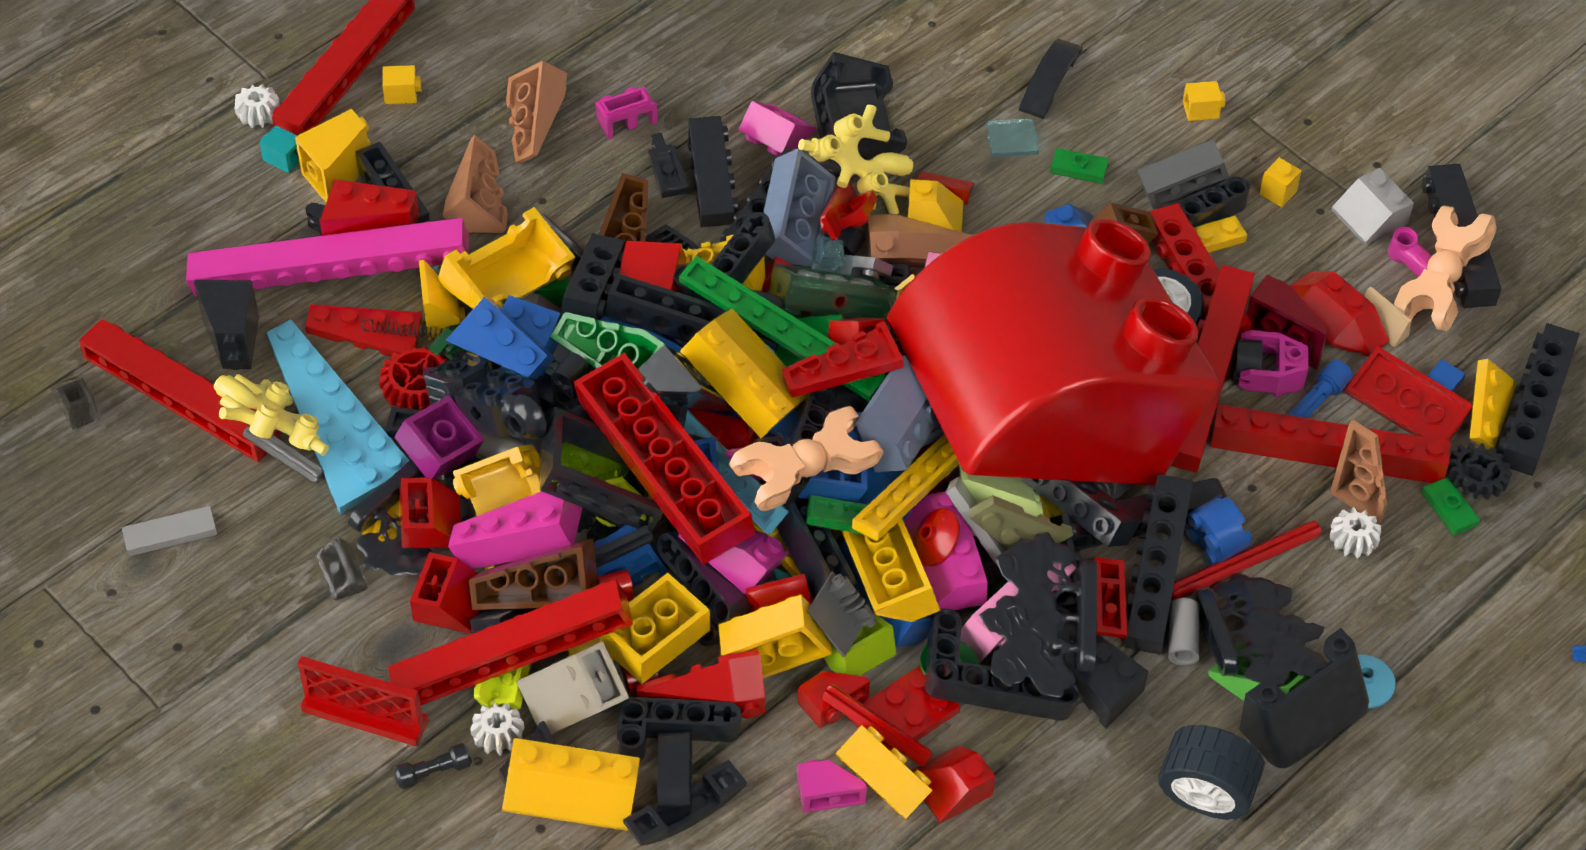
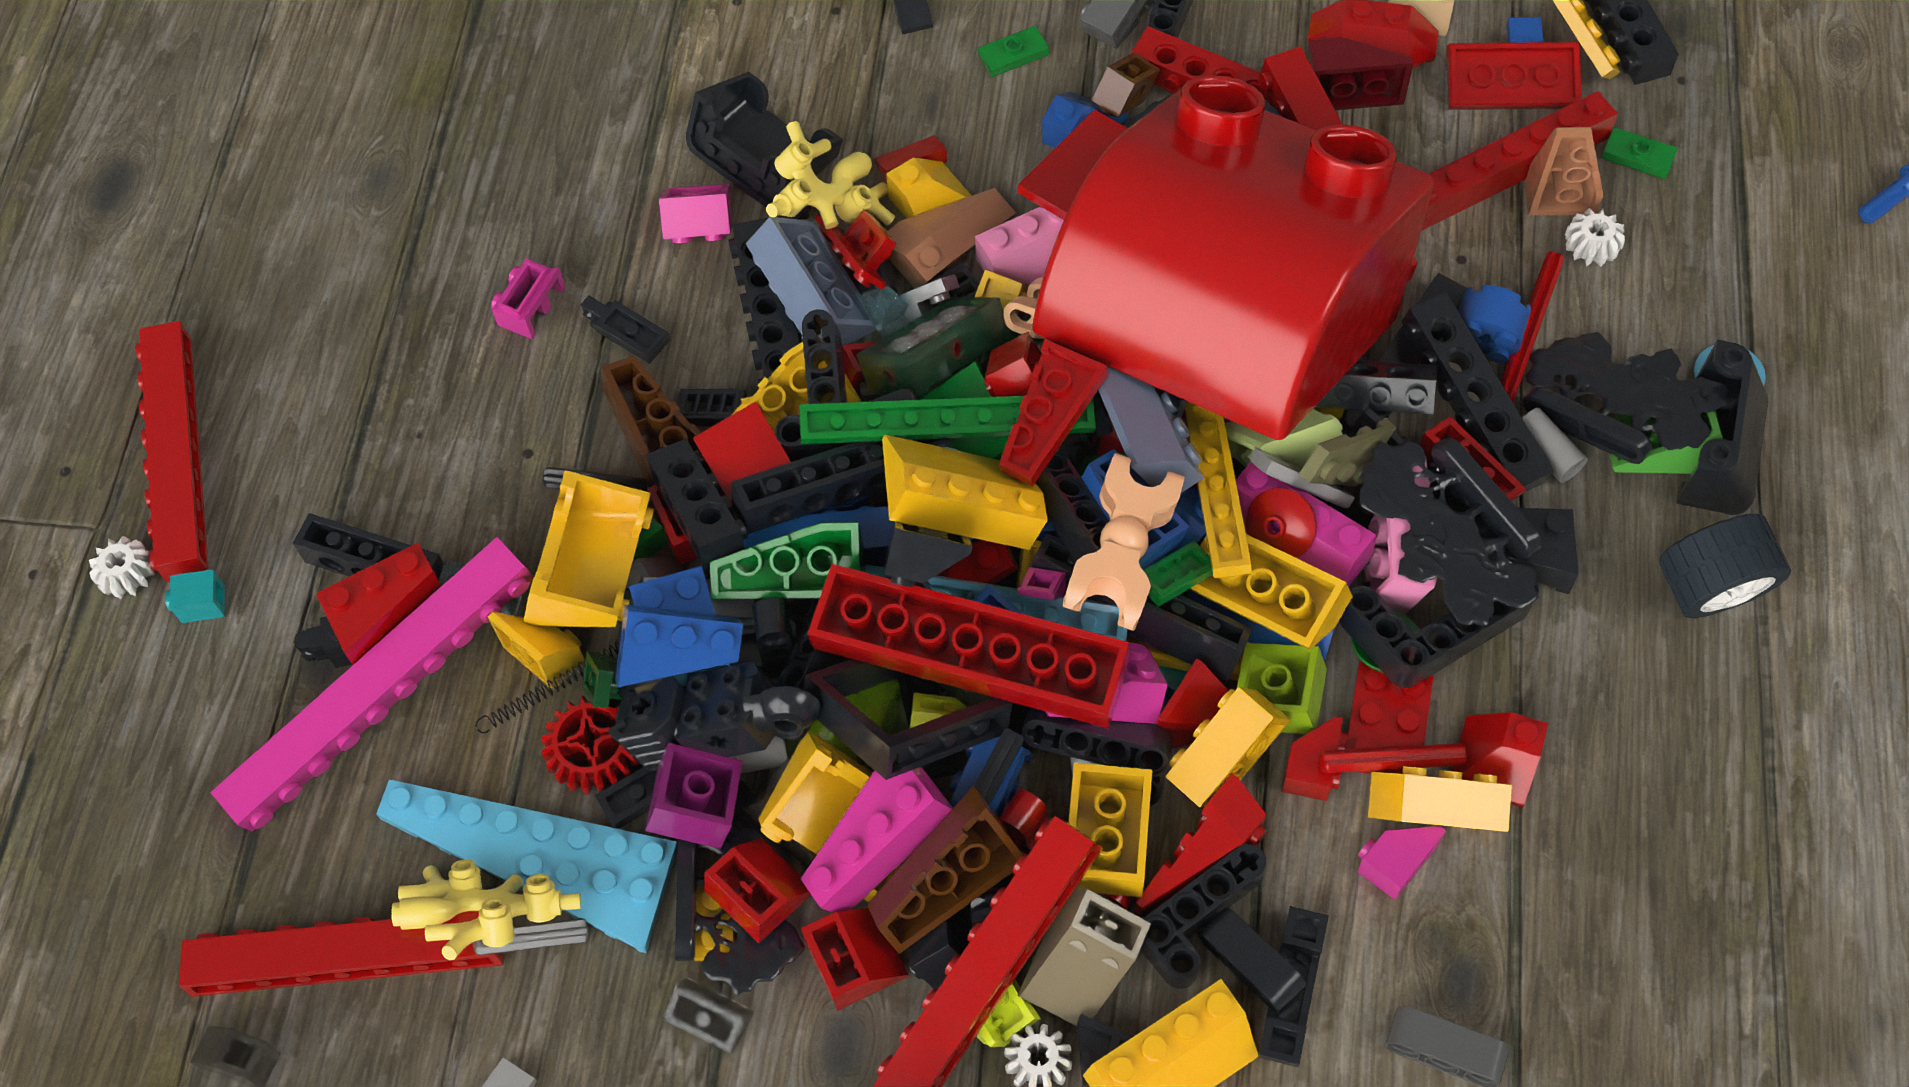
camera: 35 degrees left, 10 degrees up
(230, 319) = (328, 834): black slope -> none
(330, 149) = (264, 566): yellow slope -> none
(345, 324) = (455, 735): red wing -> none
(401, 84) = (260, 432): yellow brick -> none
(476, 192) = (454, 497): nougat wedge -> none
(534, 102) = (426, 355): nougat wedge -> none
(710, 171) = (680, 301): black wedge -> none
(841, 612) = (1271, 670): dark grey hinge -> none
(1012, 137) = (923, 65): clear light blue piece -> none
(1221, 234) = (1203, 27): yellow plate -> none
(1290, 363) = (1373, 107): dark pink piece -> none
(1329, 382) = (1435, 106): blue piece -> none
(1479, 471) = (1638, 101): black gear -> none

